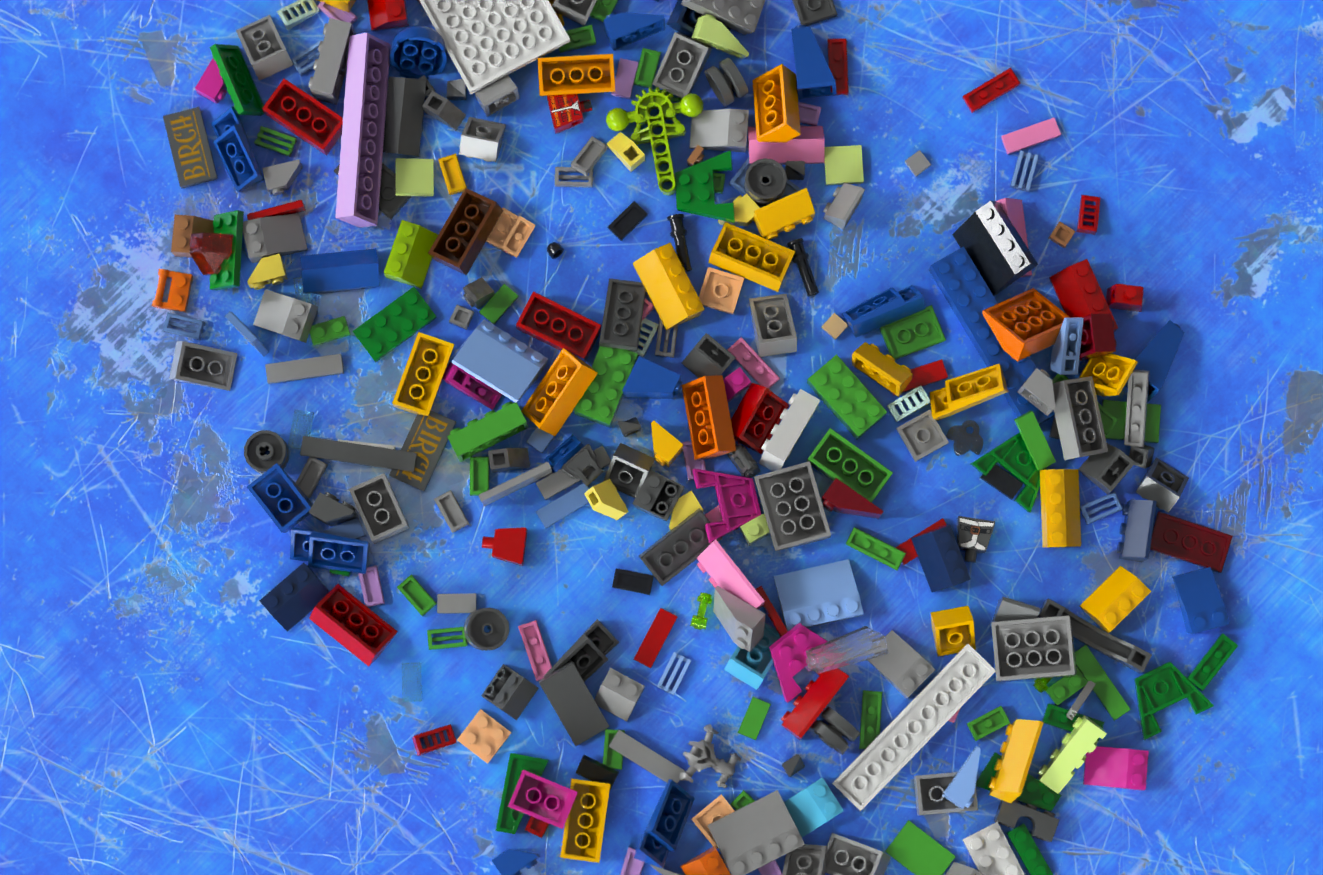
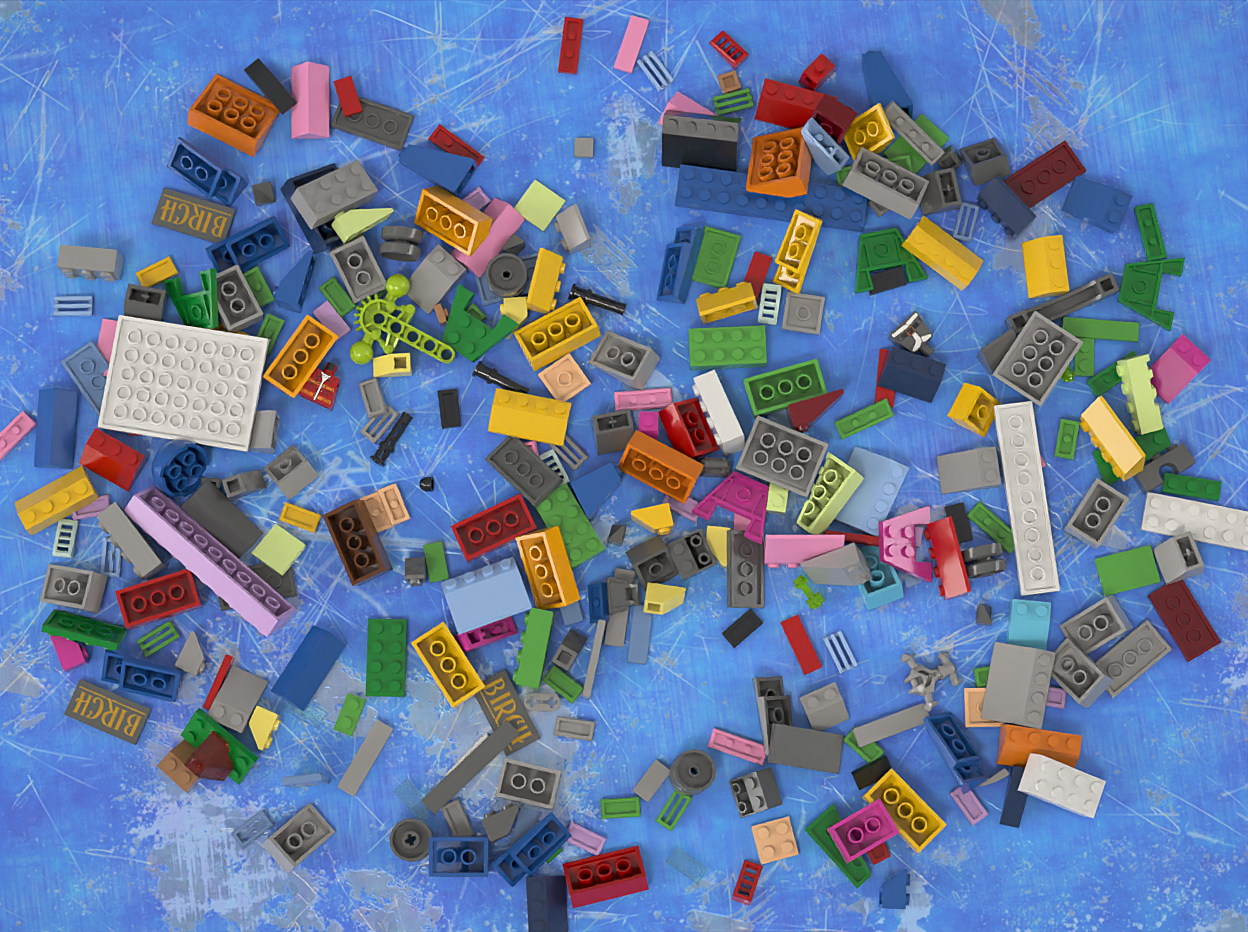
camera: 55 degrees left, 0 degrees up
(178, 292) = (220, 811): orange plate -> none
(285, 315) = (310, 740): light grey slope -> none
(409, 254) = (340, 600): lime slope -> none
(449, 473) = (542, 697): none -> light grey beam
(456, 90) = (233, 461): dark grey slope -> none
(461, 317) = (422, 600): light grey tile -> none
(507, 544) = (637, 704): red torso -> none
(592, 194) = (388, 449): none -> black pin
(754, 718) = (923, 617): bright green tile -> none
(790, 567) = (828, 495): none -> yellowish green wedge
(834, 326) = (662, 313): tan tile -> none
(847, 650) = (928, 502): clear slope -> none
(851, 688) = (960, 521): none -> black tile
(963, 784) = (1102, 493): light blue slope -> none
(965, 441) = (833, 284): clear smoke plate -> none
(1035, 440) = (876, 230): bright green tile -> none
(1039, 391) = (843, 195): light grey slope -> none
(1058, 248) = (731, 95): none -> bright green tile
(1080, 700) = (1103, 354): light grey tile -> none

